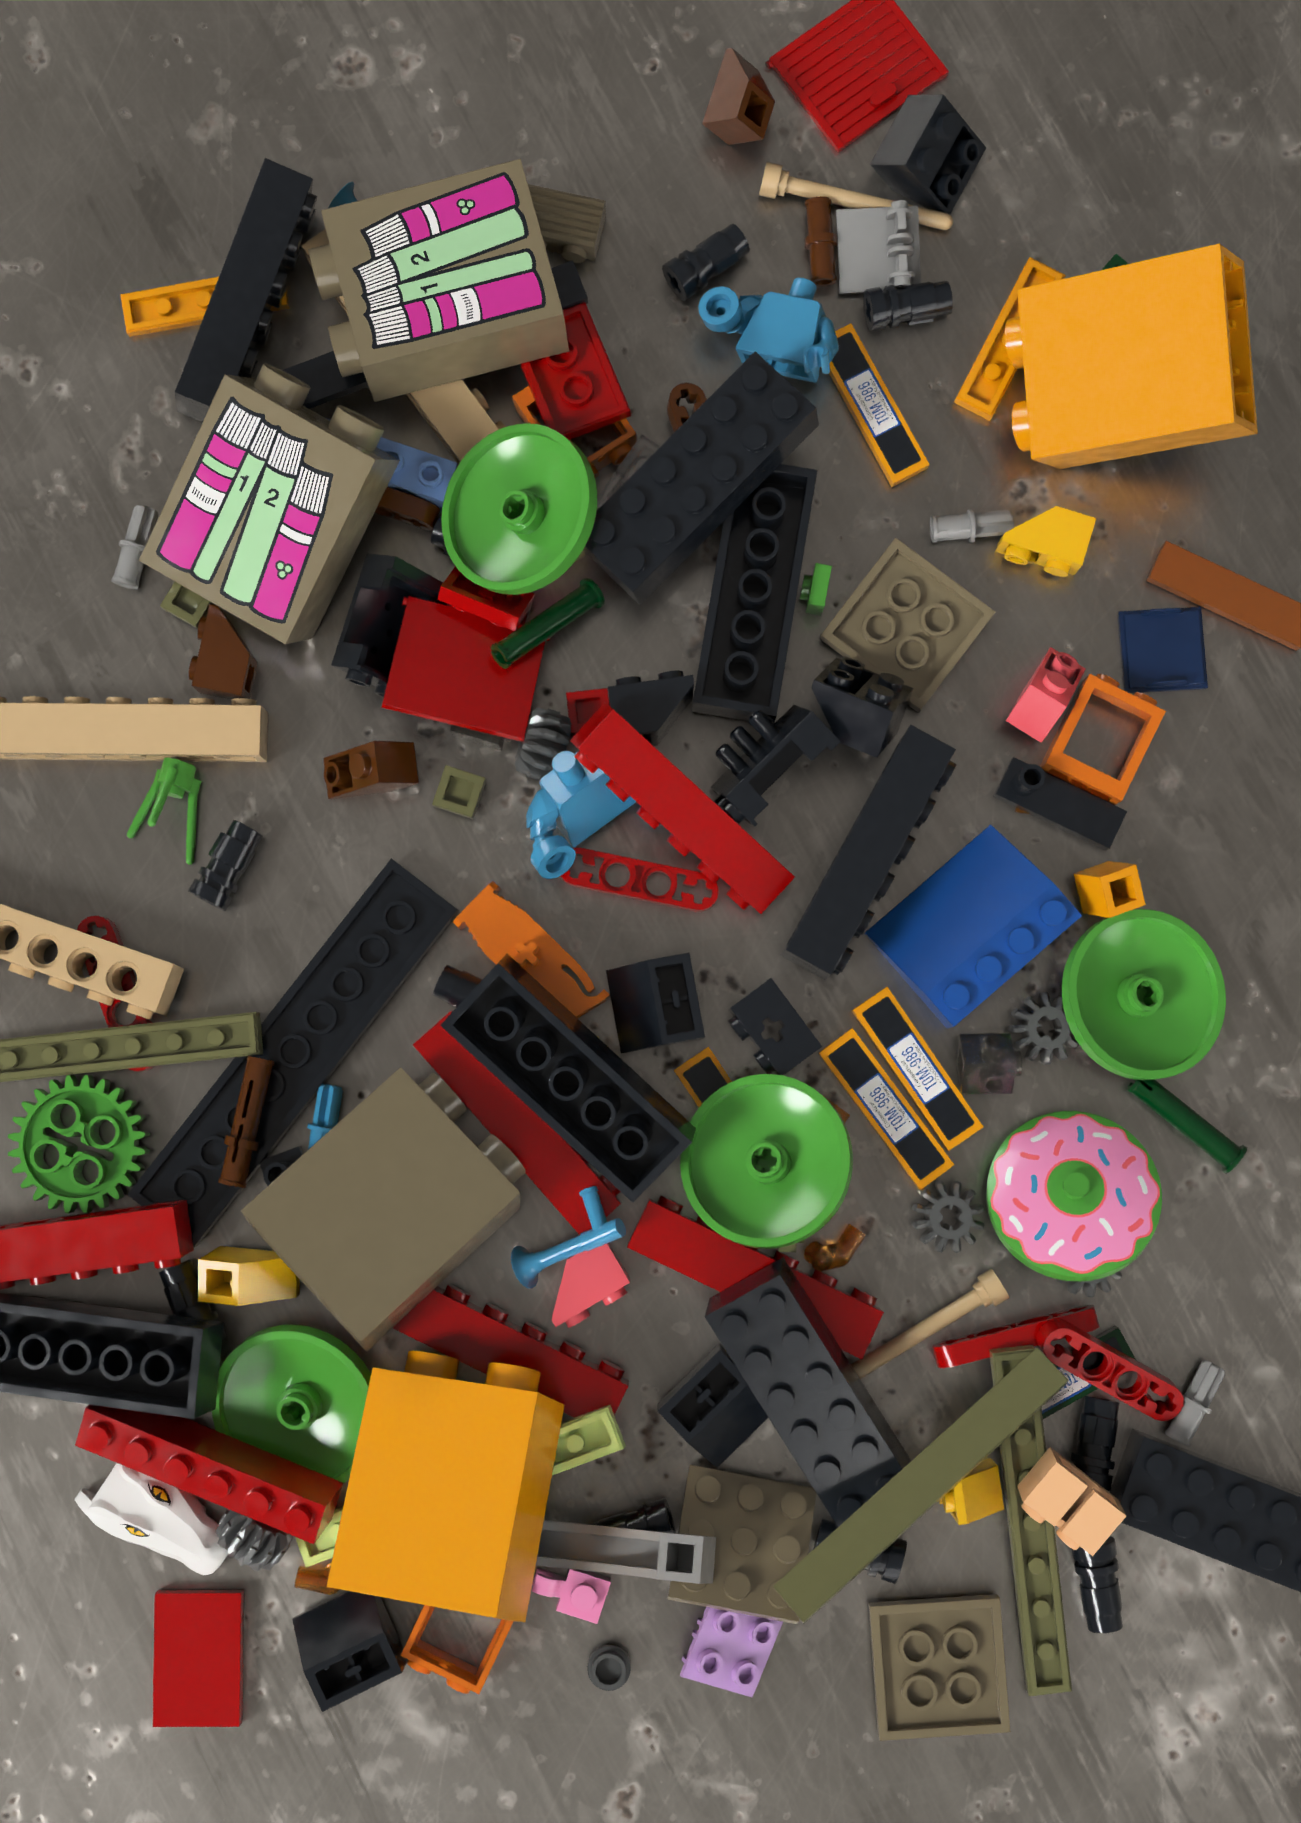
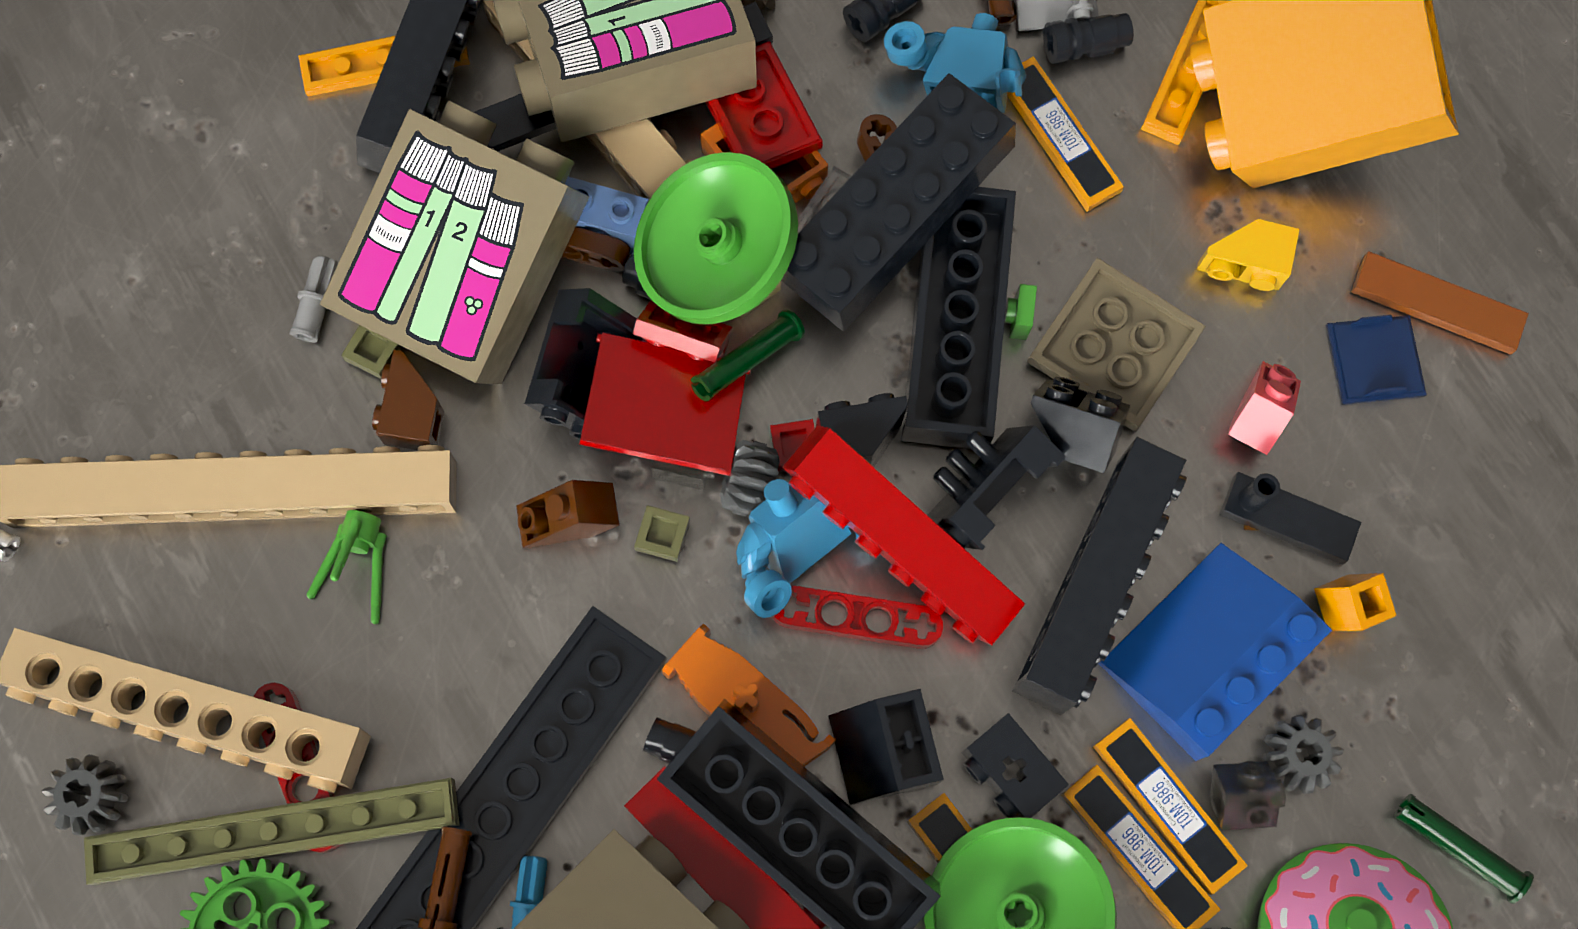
camera: 10 degrees left, 10 degrees down
(229, 860) = (418, 616): black axle -> none
(970, 525) = (1169, 244): light grey axle -> none
(1085, 776) = (1315, 486): orange window -> none
(1143, 995) = (1404, 713): bright green dish -> none

